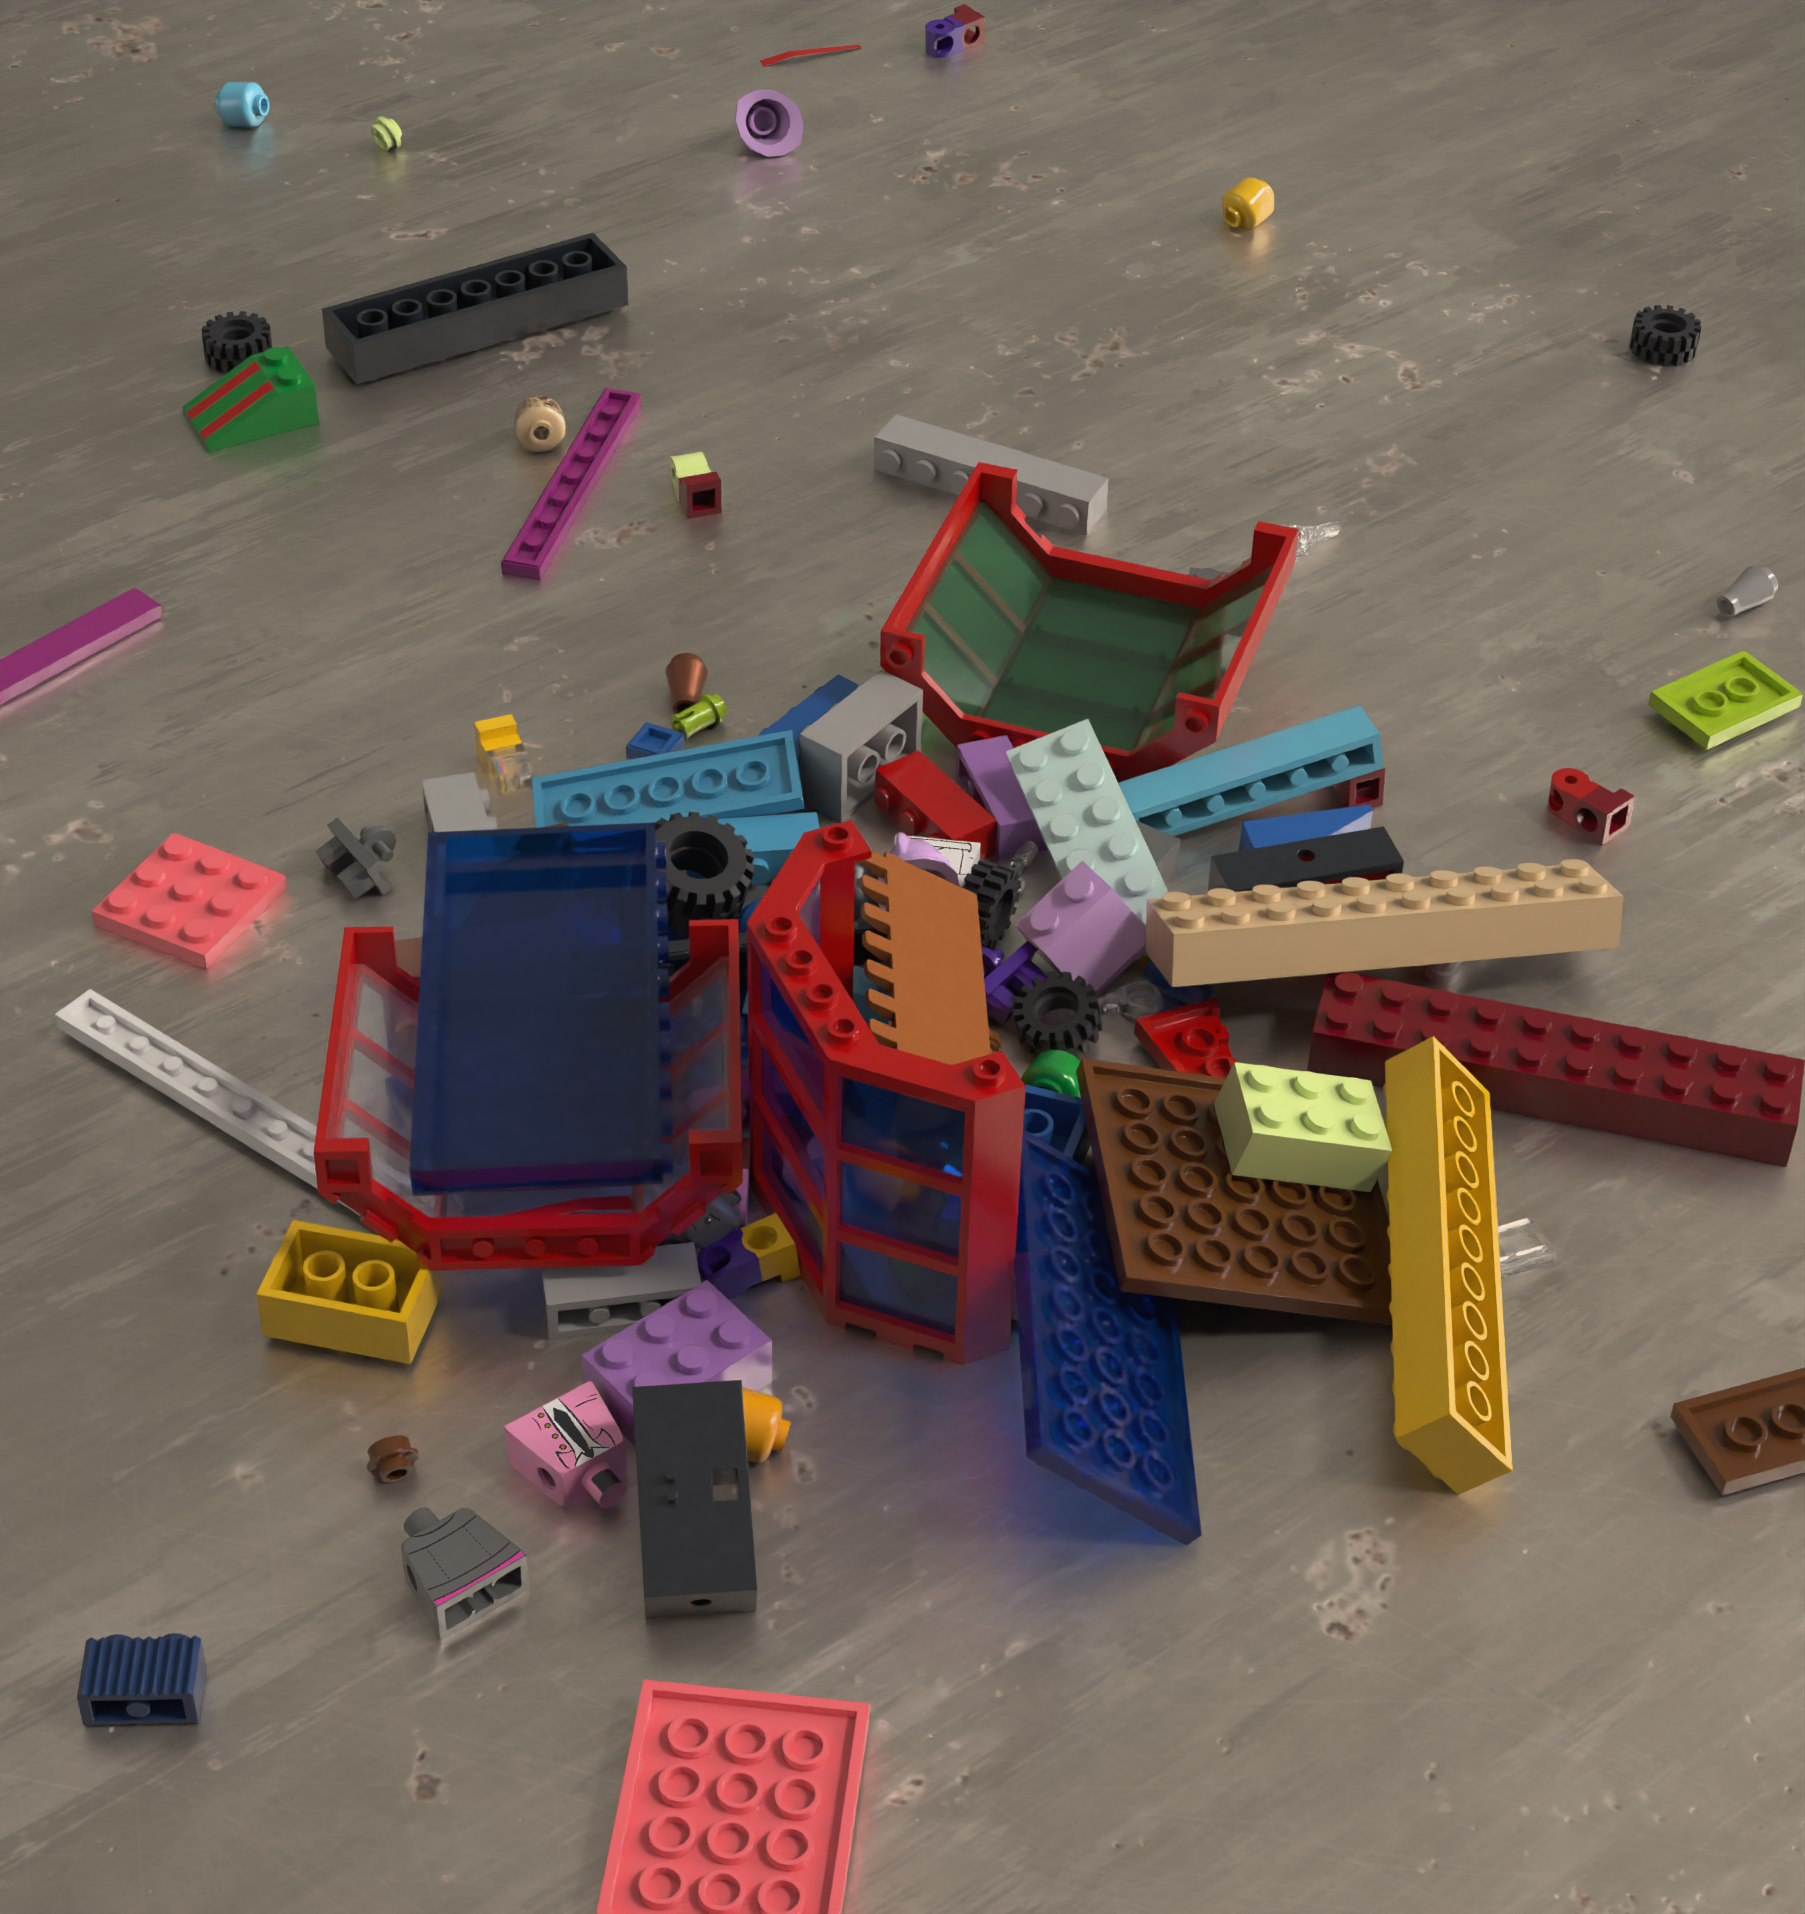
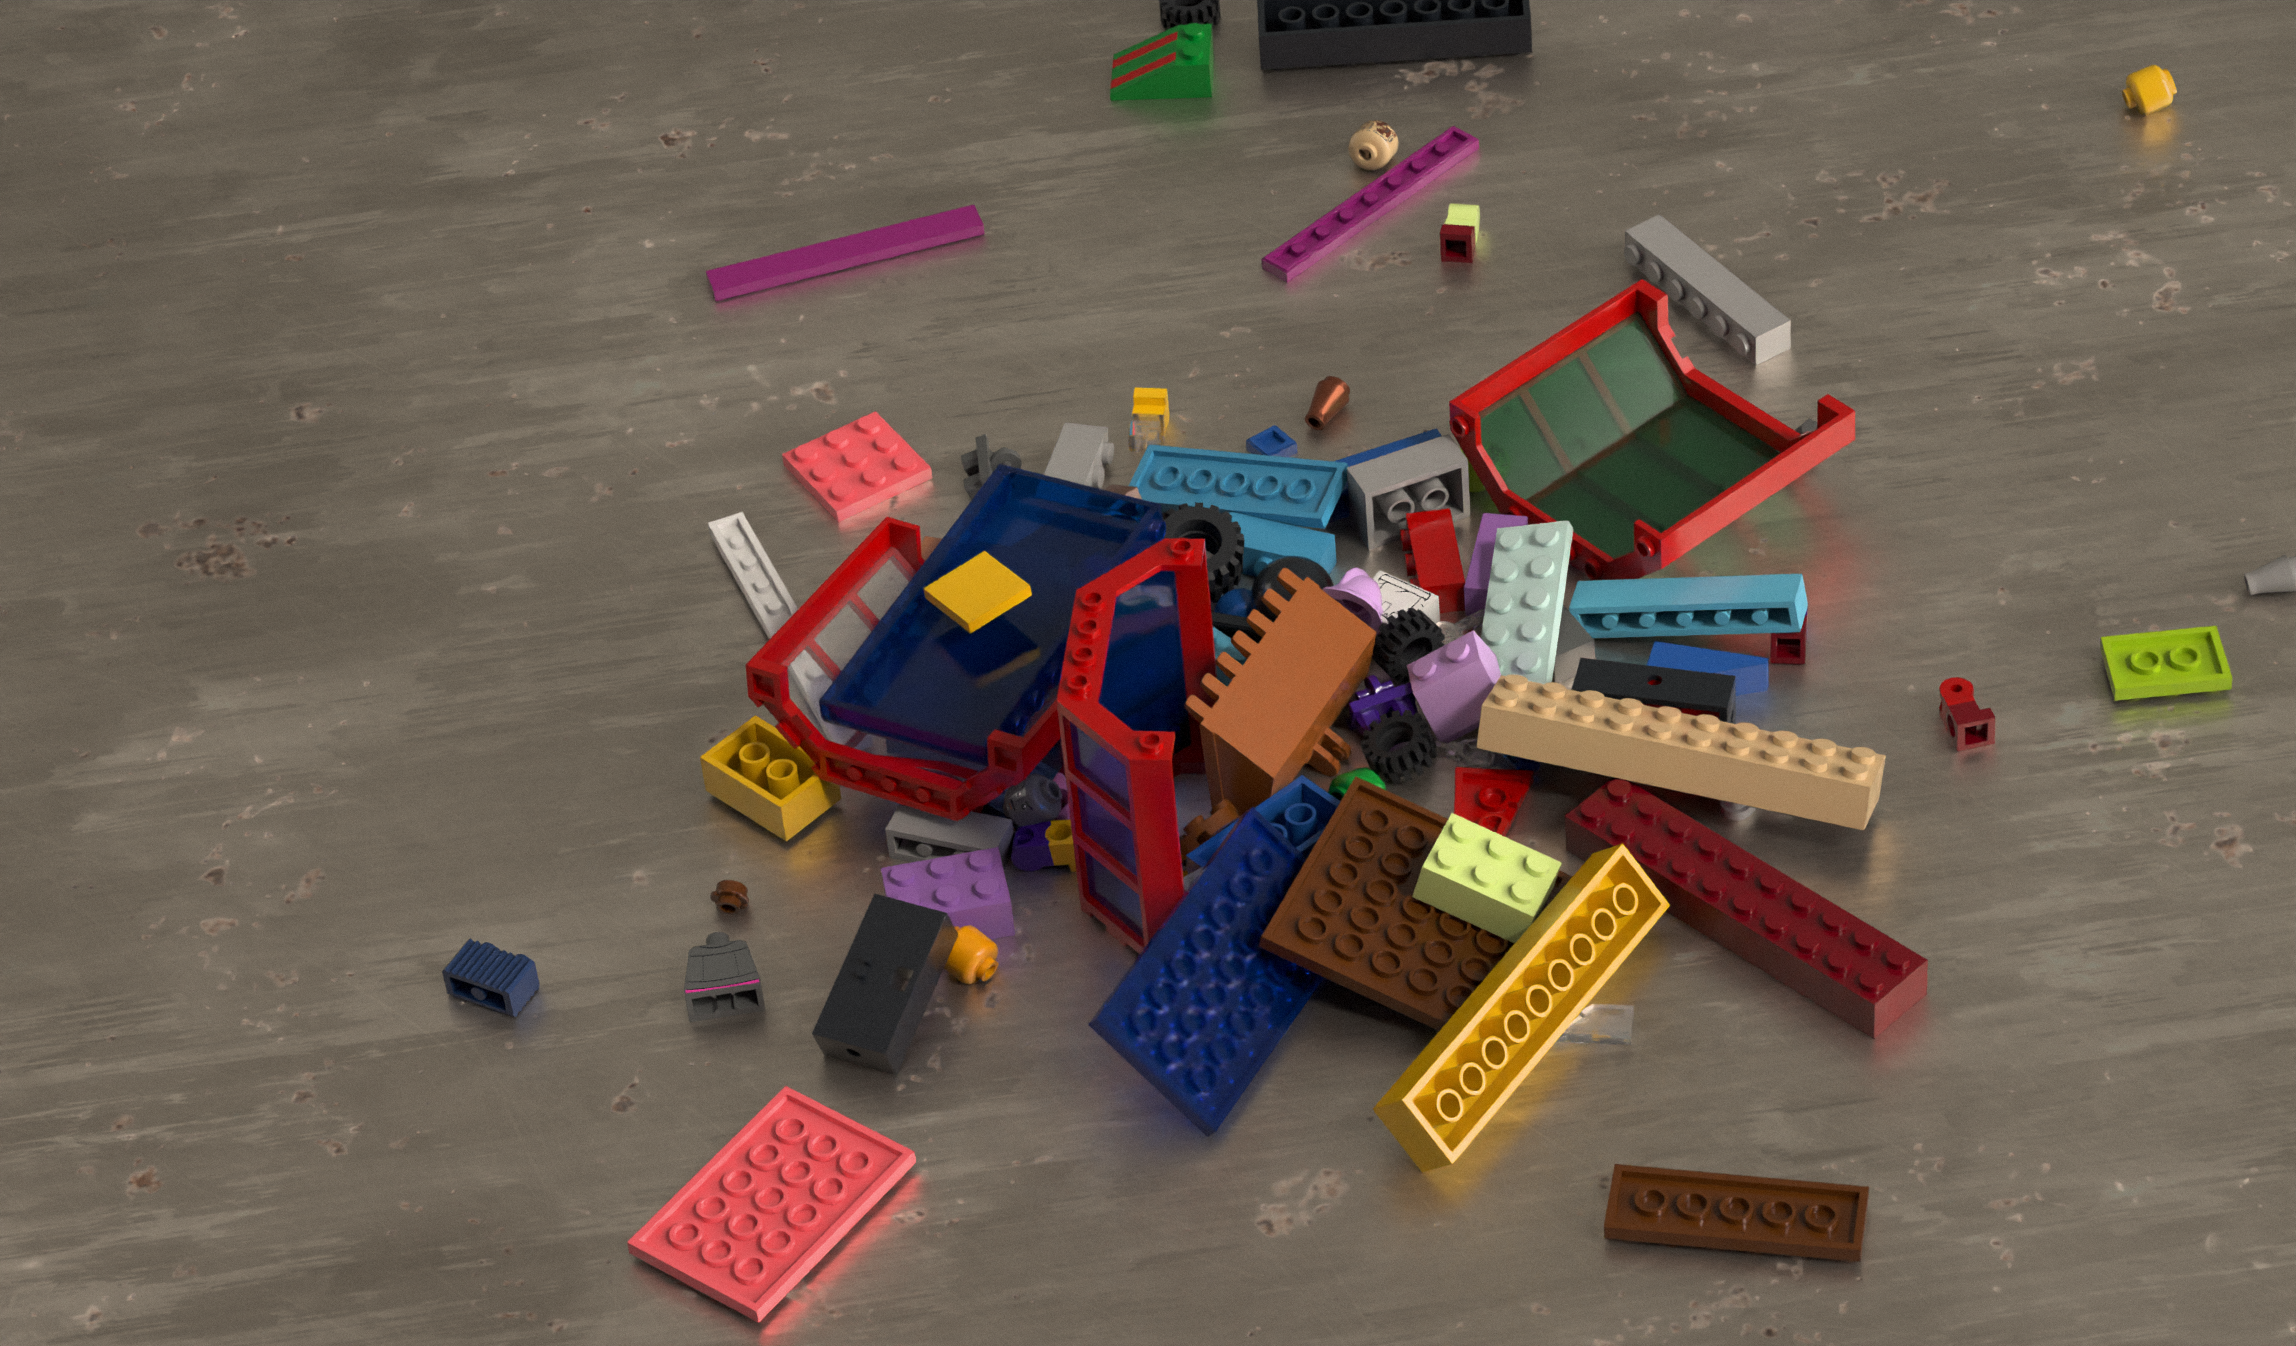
camera: 35 degrees right, 0 degrees up
(517, 981) = (977, 591): none -> yellow tile
(570, 1448) = (835, 922): bright pink torso -> none
(707, 711) = (1318, 431): lime pin -> none
(1313, 534) = (1920, 419): clear plate -> none

